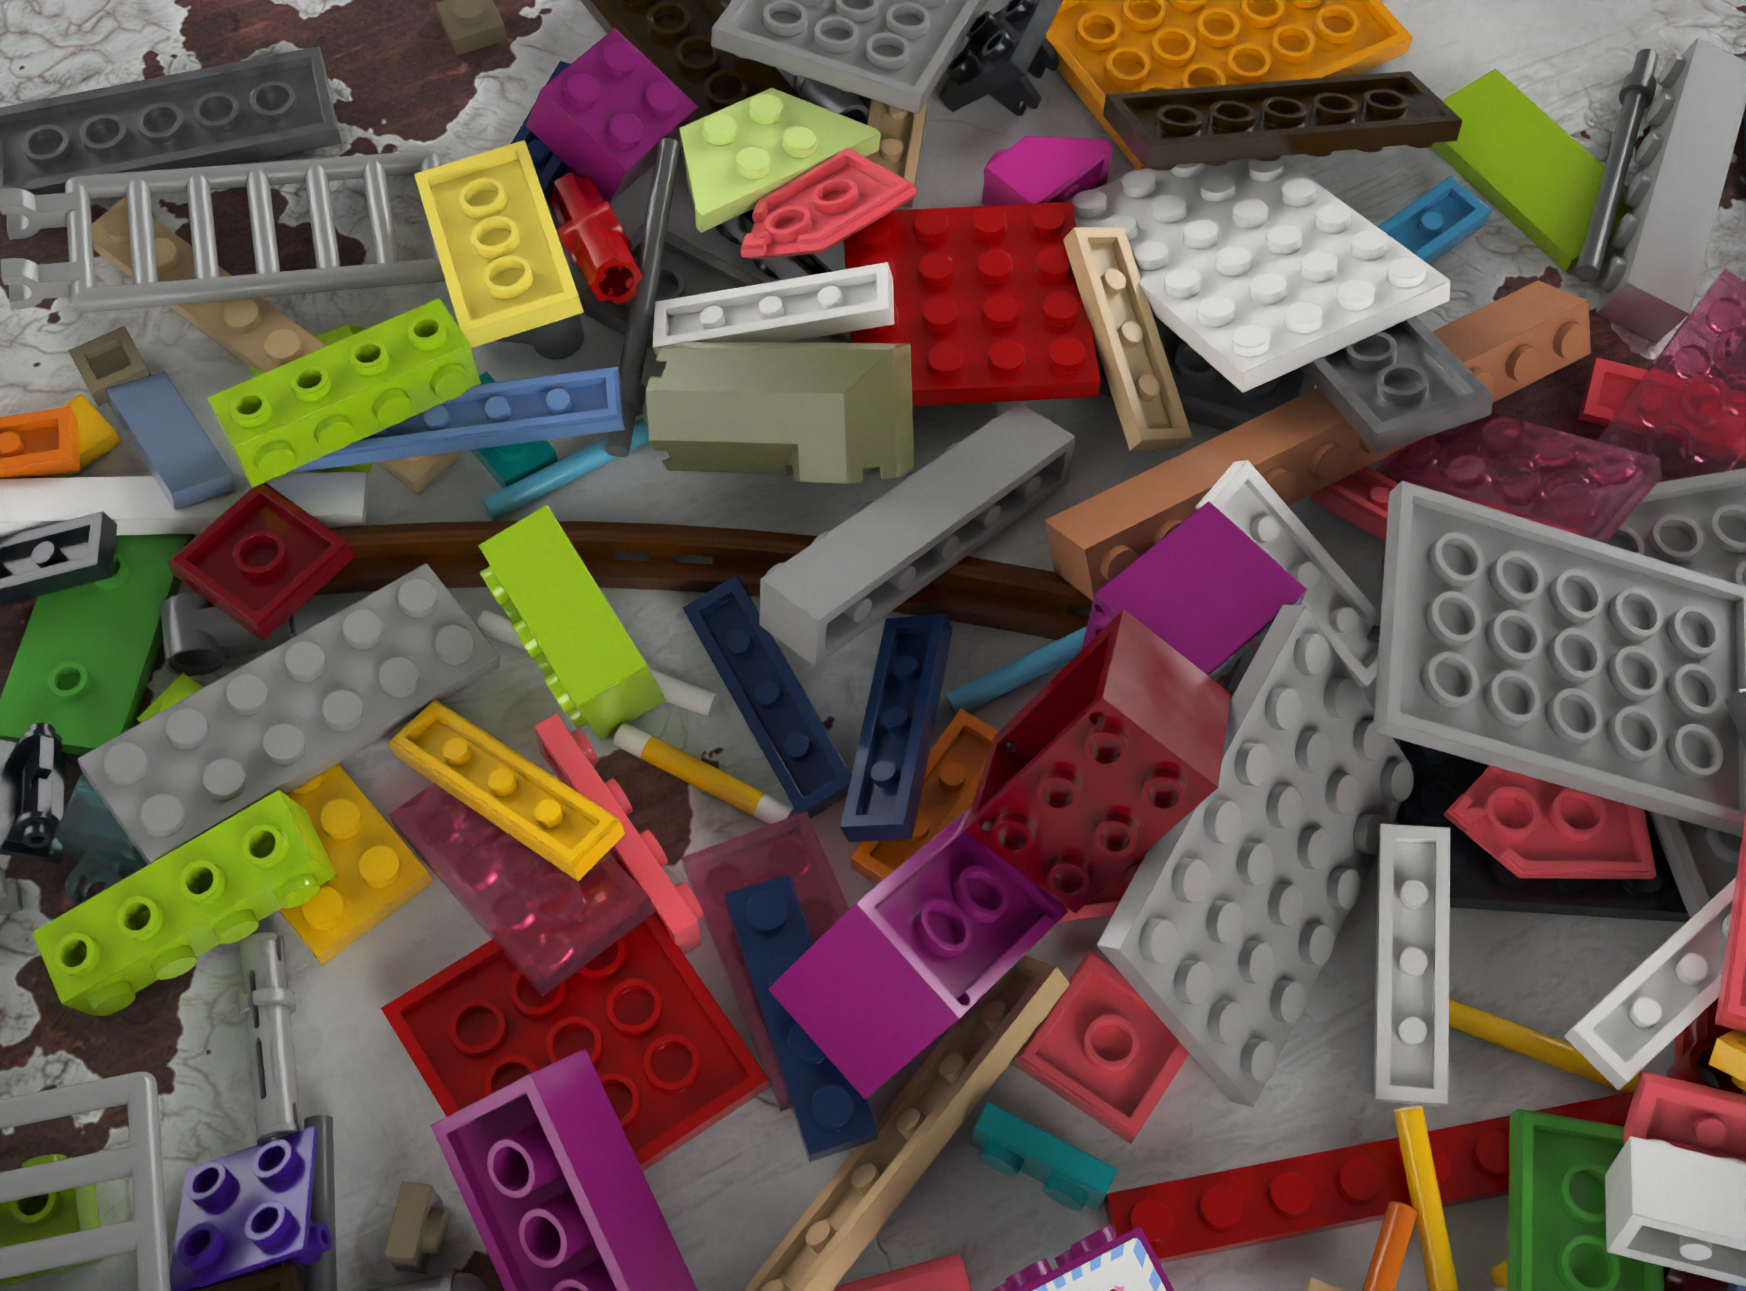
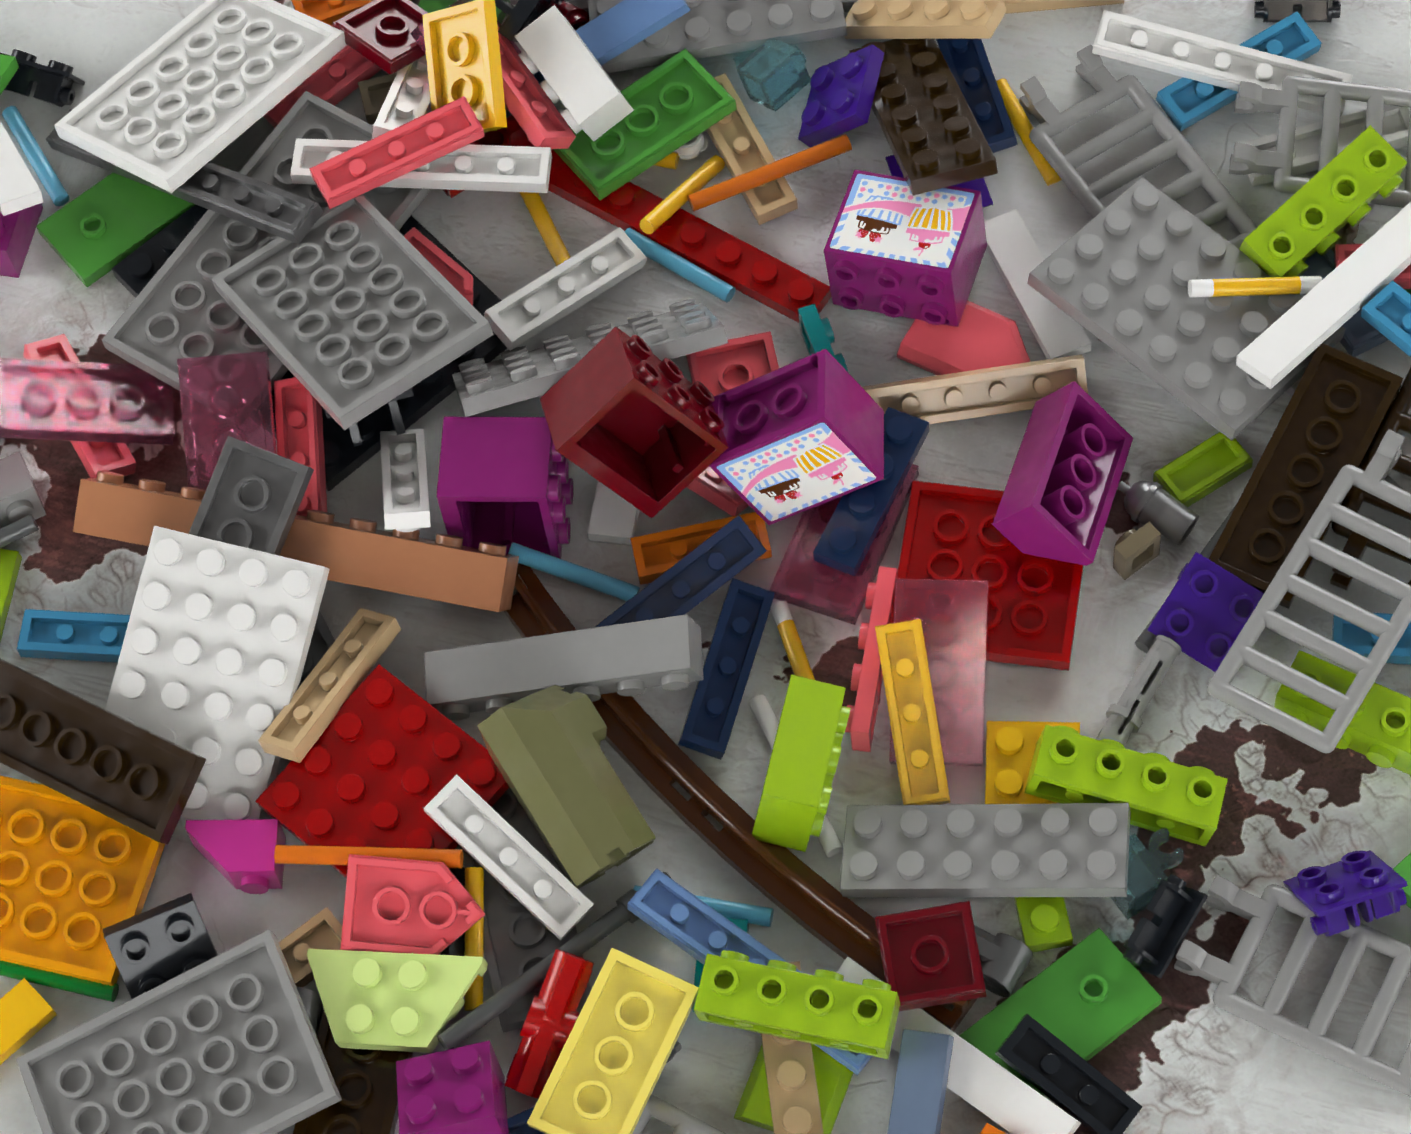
camera: 125 degrees left, 0 degrees up
(729, 249) = (475, 935): none -> yellow bar
(906, 215) = (339, 854): none -> orange bar
(1321, 1137) = (682, 266): none -> medium azure bar

